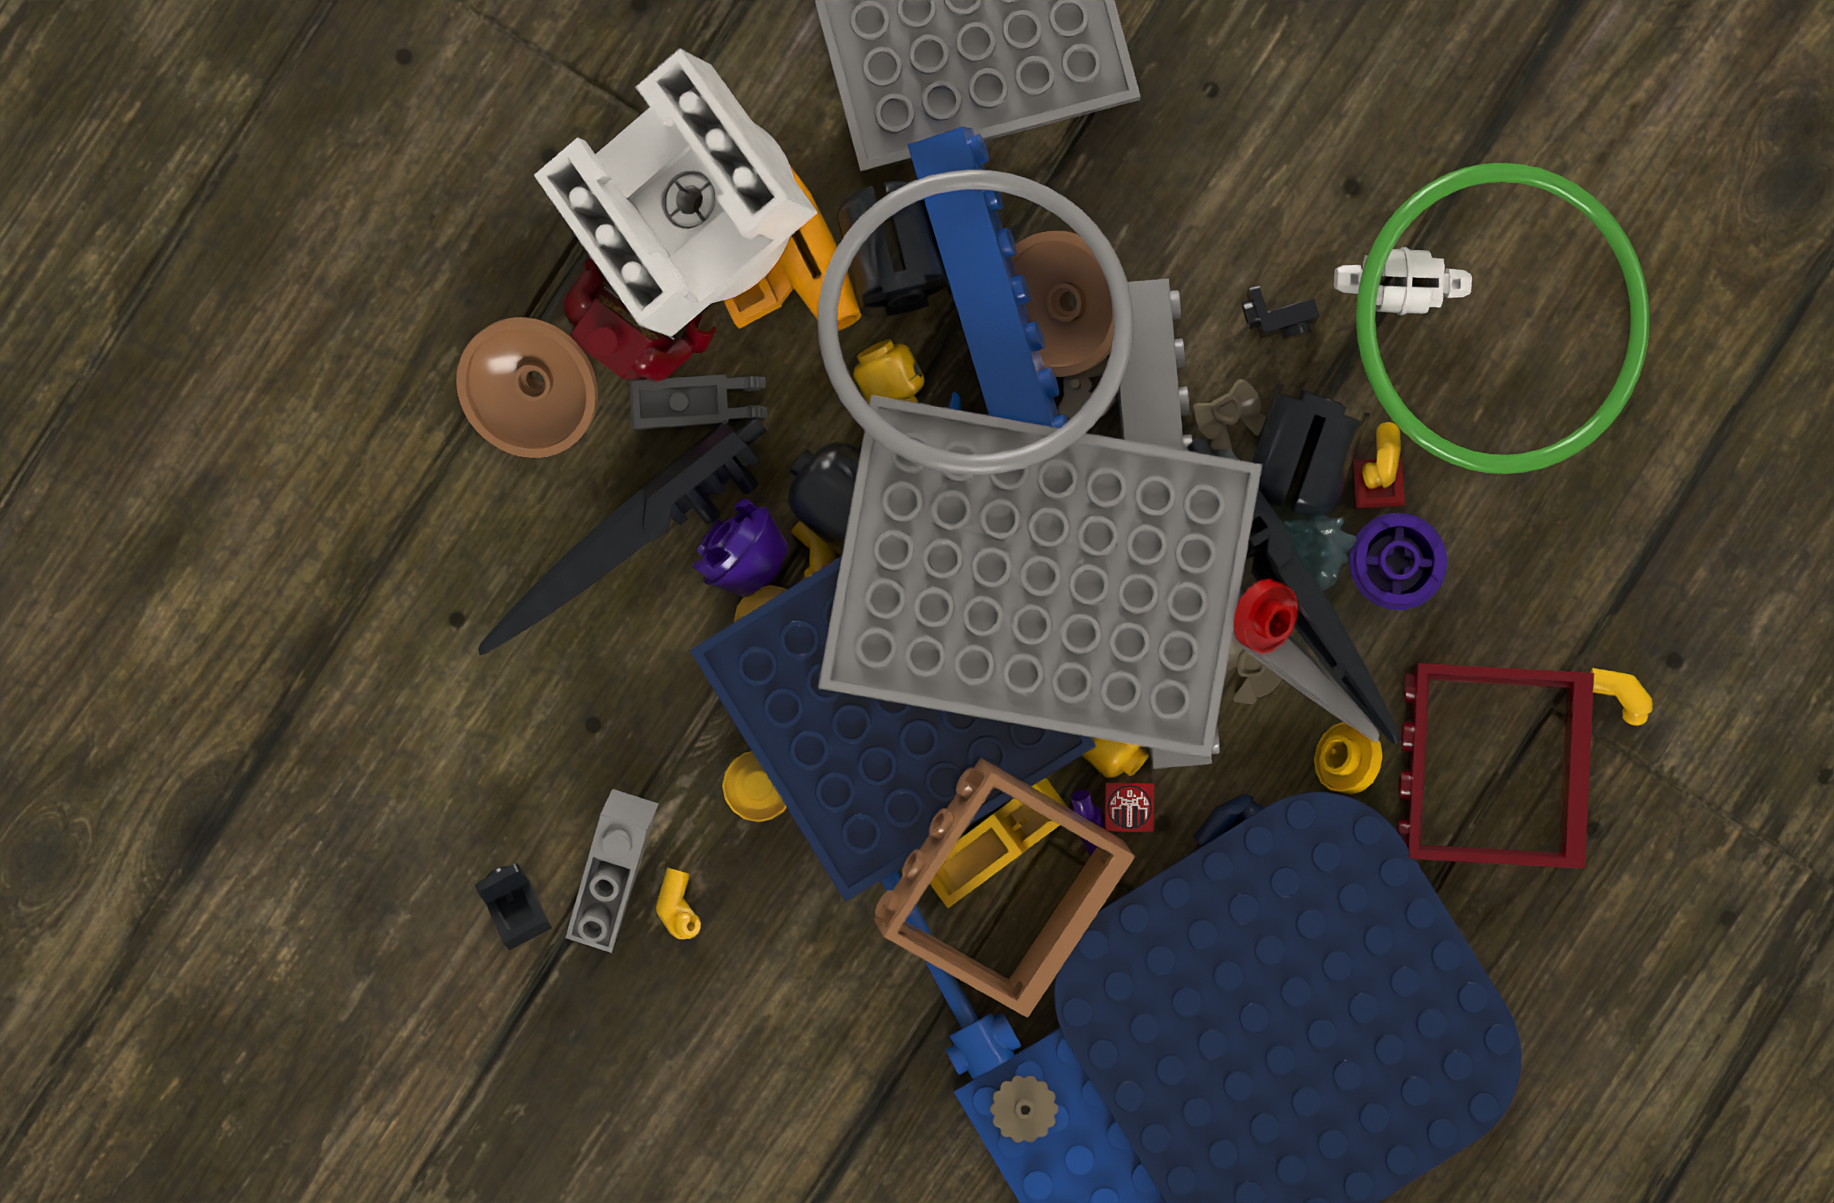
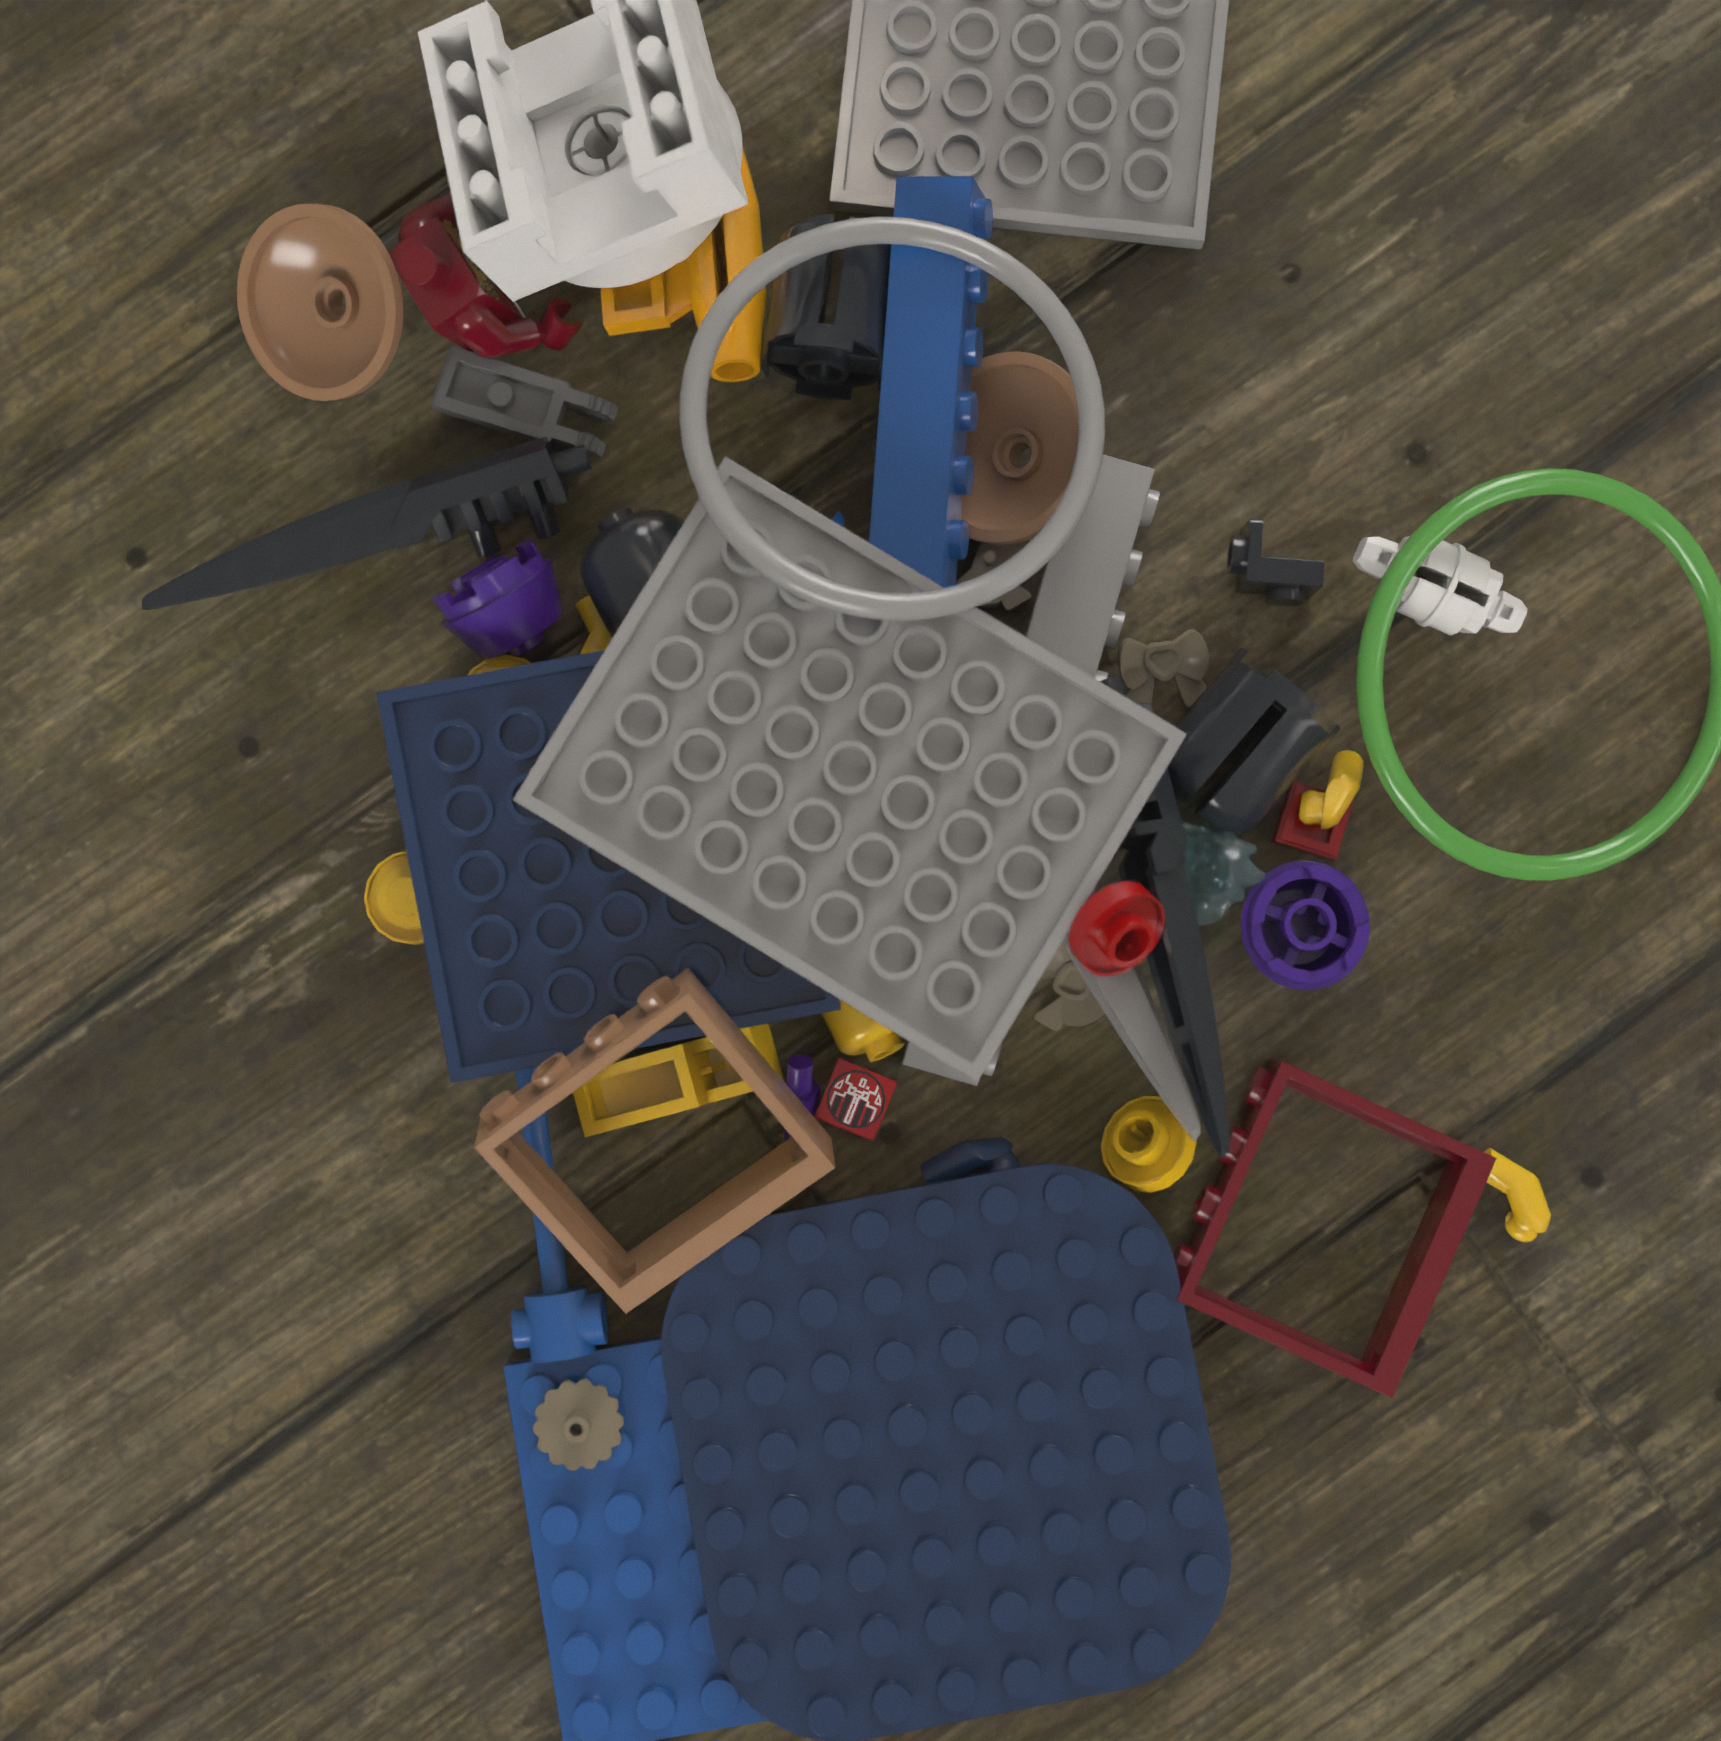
camera: 20 degrees right, 0 degrees up
(513, 905) = (56, 927): black bracket -> none
(611, 870) = (195, 927): light grey slope -> none
(672, 907) = (253, 1007): yellow arm -> none
(888, 372) = (771, 452): yellow head -> none

